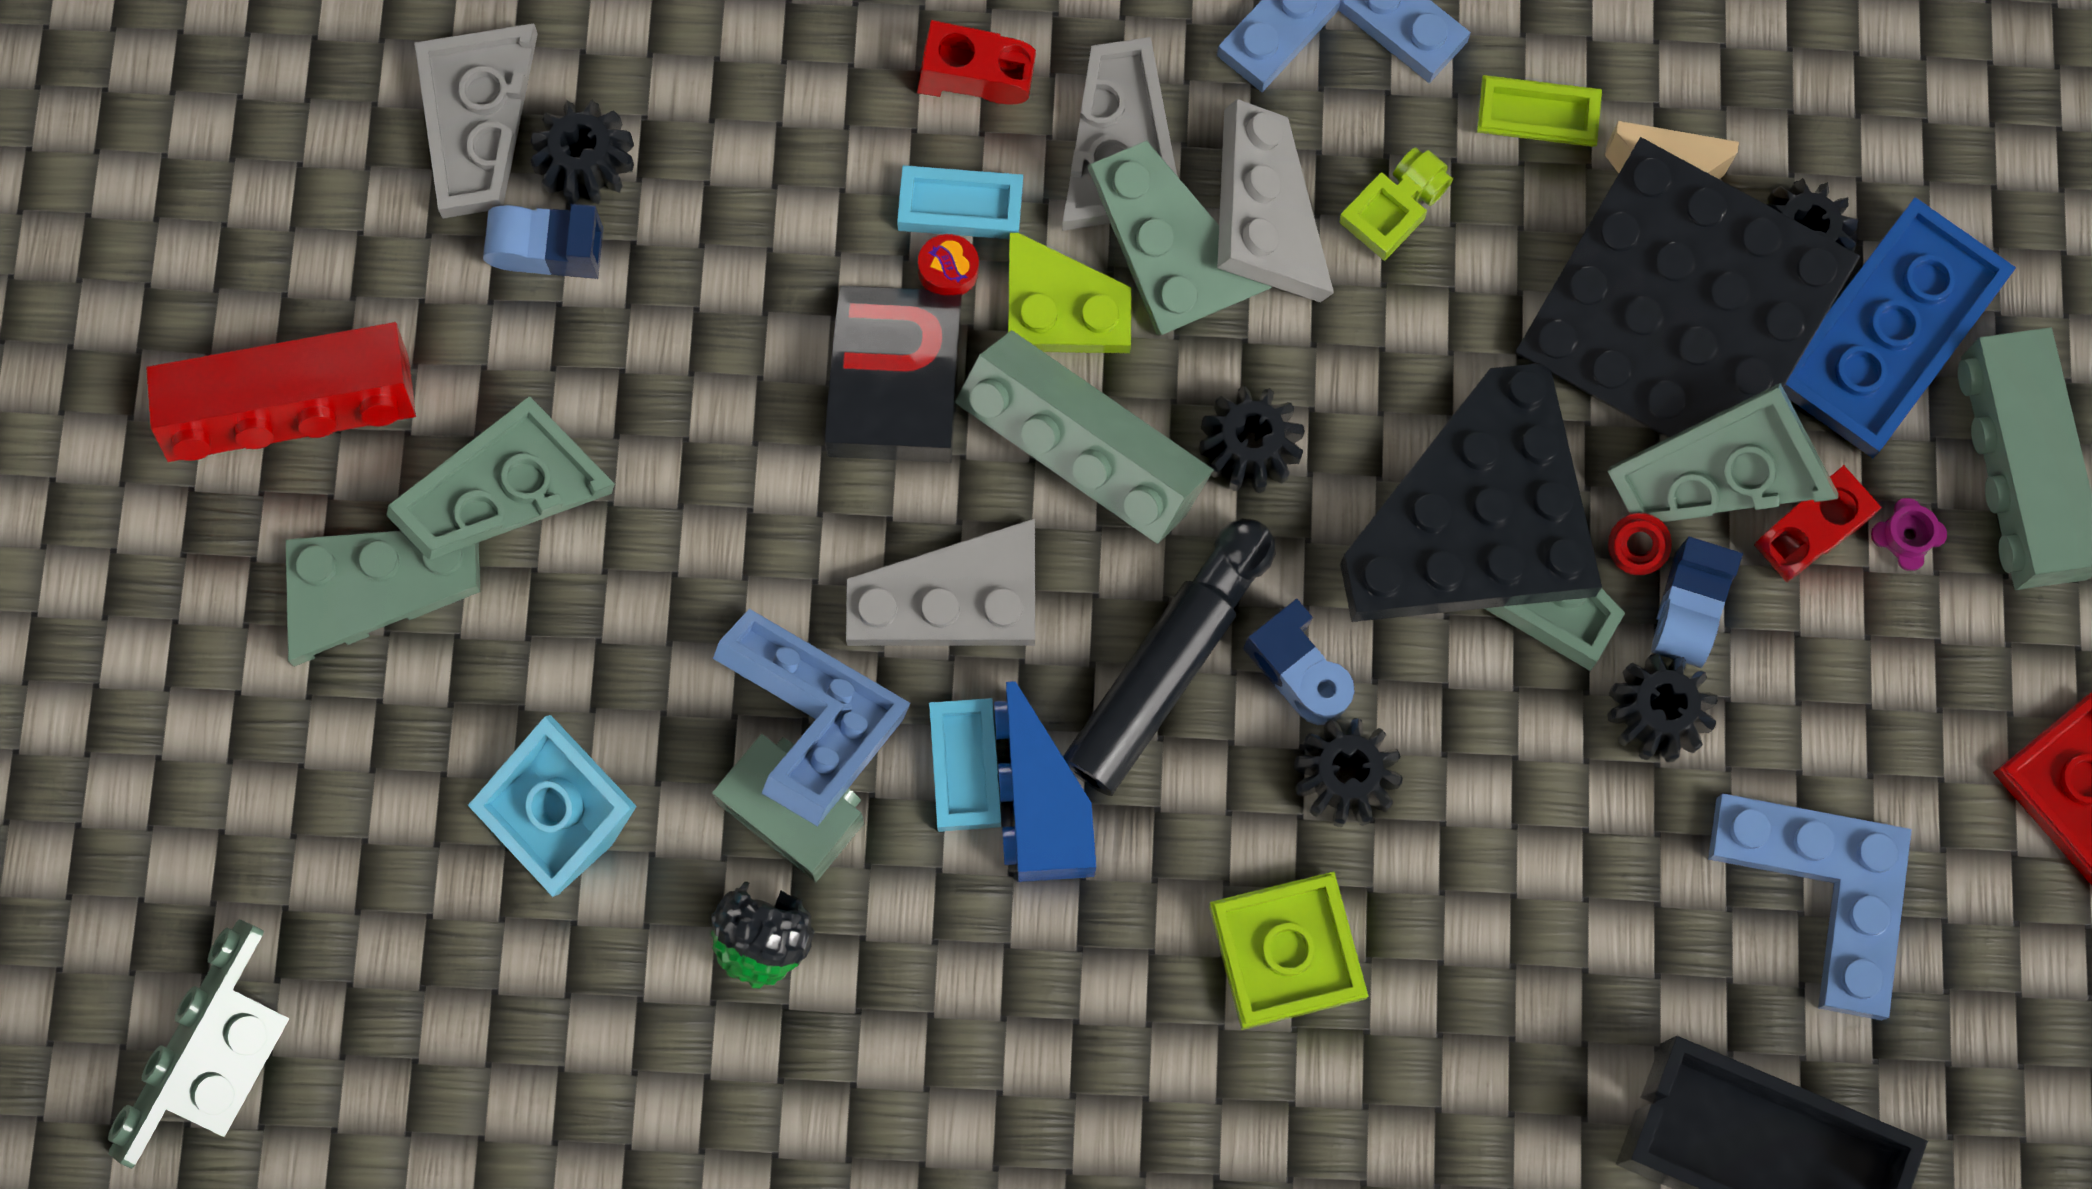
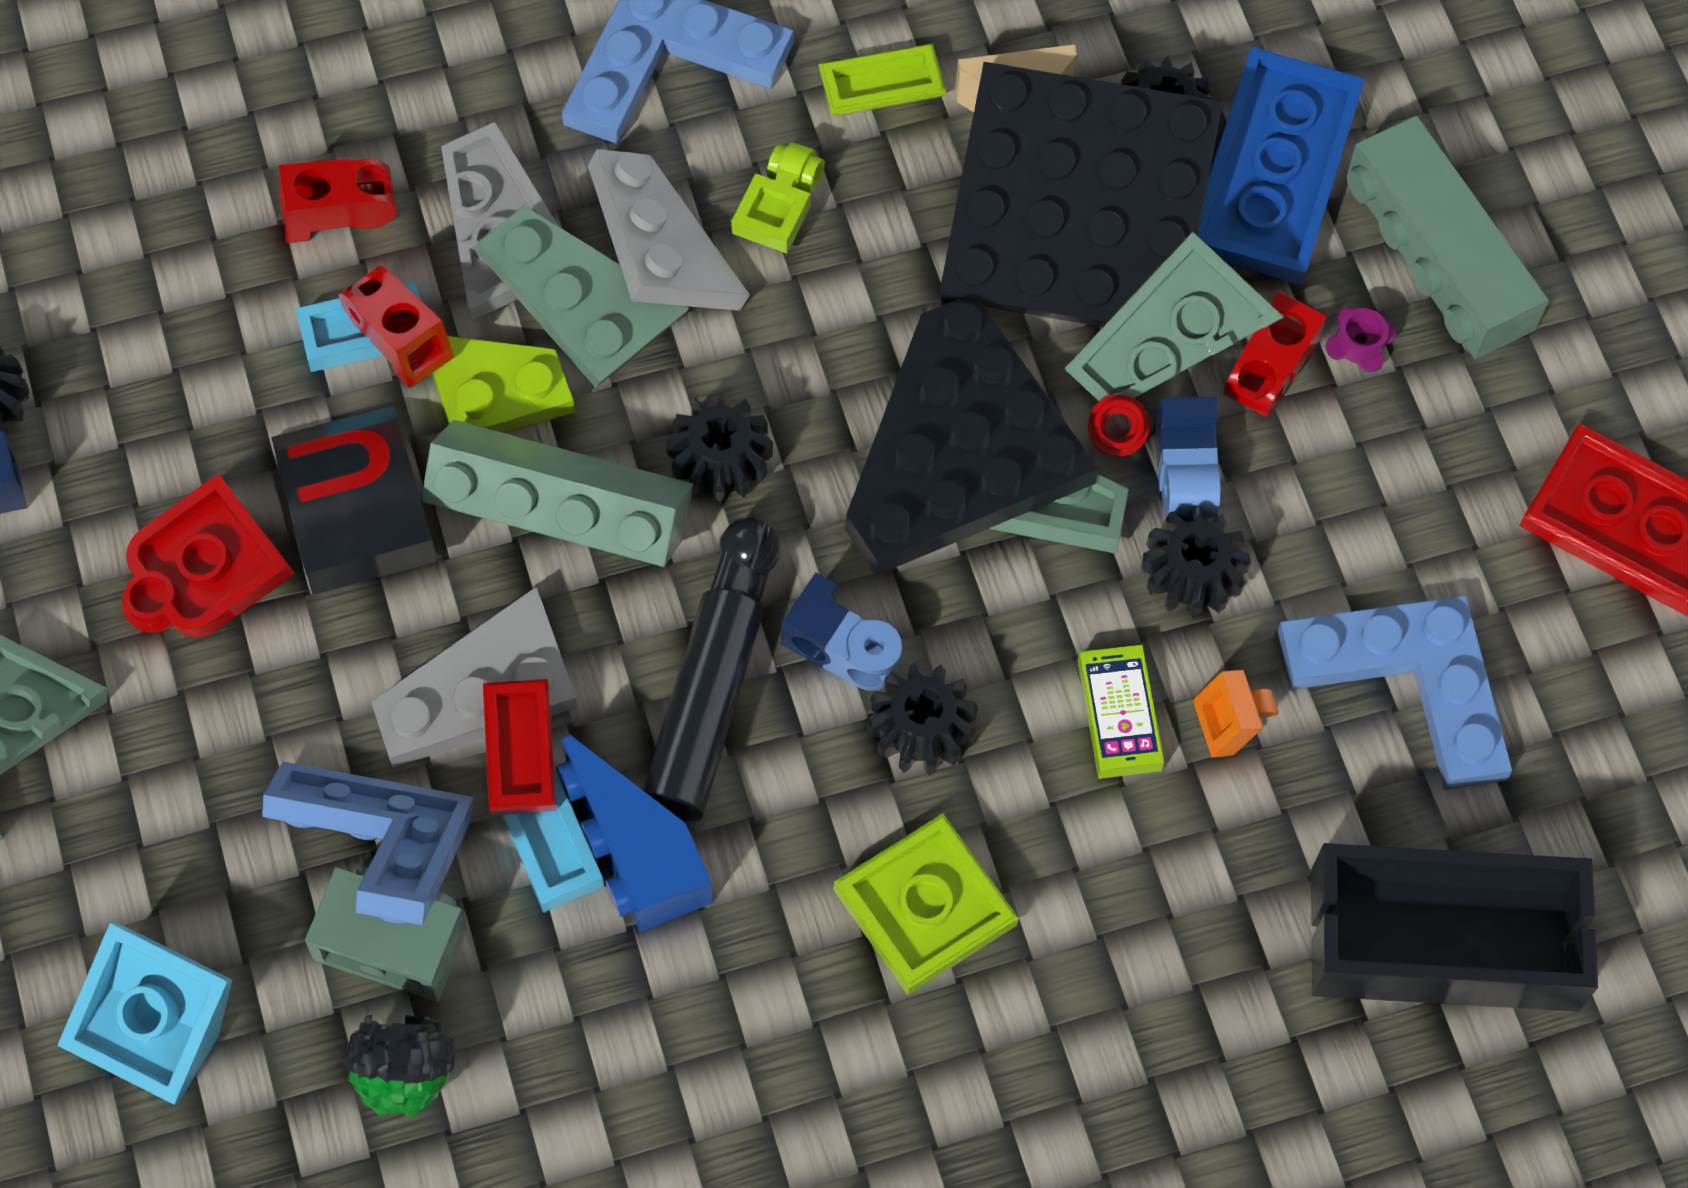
camera: 20 degrees left, 10 degrees down
(735, 391) = (199, 565): none -> red plate
(948, 265) = (370, 385): red tile -> none
(965, 672) = (519, 747): none -> red tile
(989, 218) = (397, 324): none -> red leg
(1537, 827) = (1120, 711): none -> tile
(1641, 868) = (1231, 712): none -> orange tile

